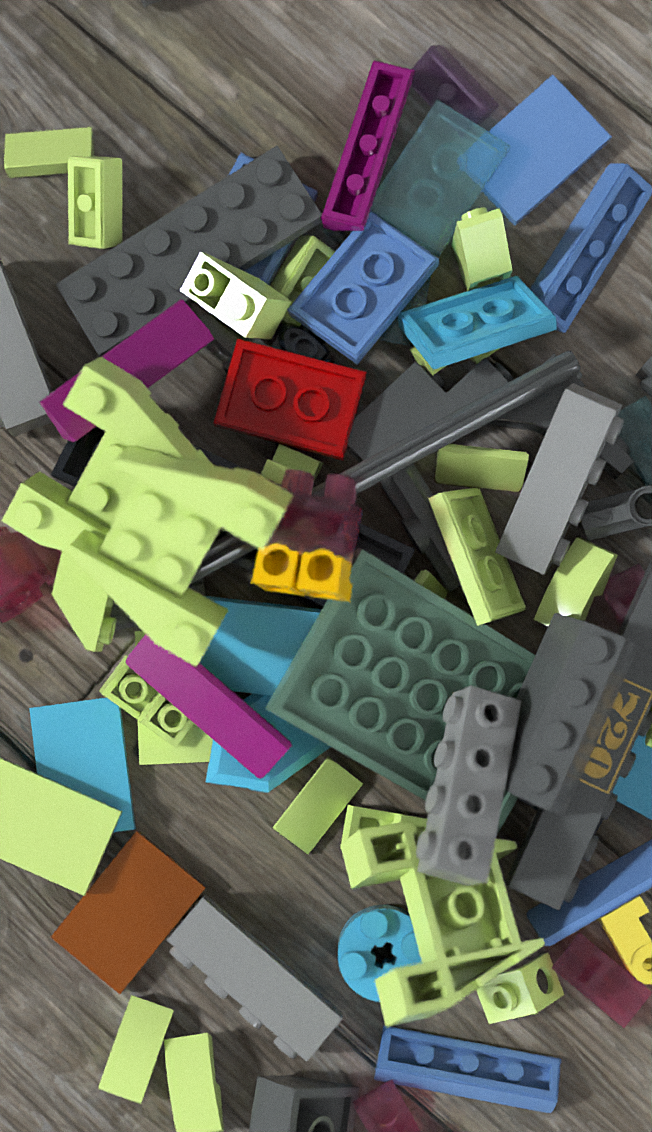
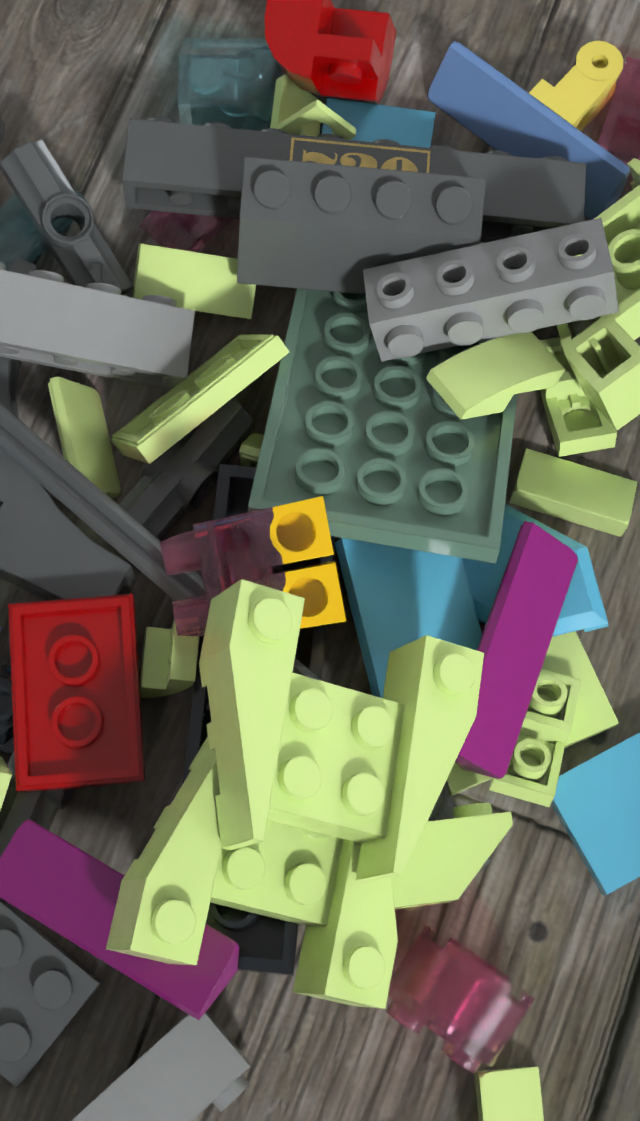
camera: 115 degrees left, 10 degrees down
(408, 765) = (490, 374): none -> yellowish green slope

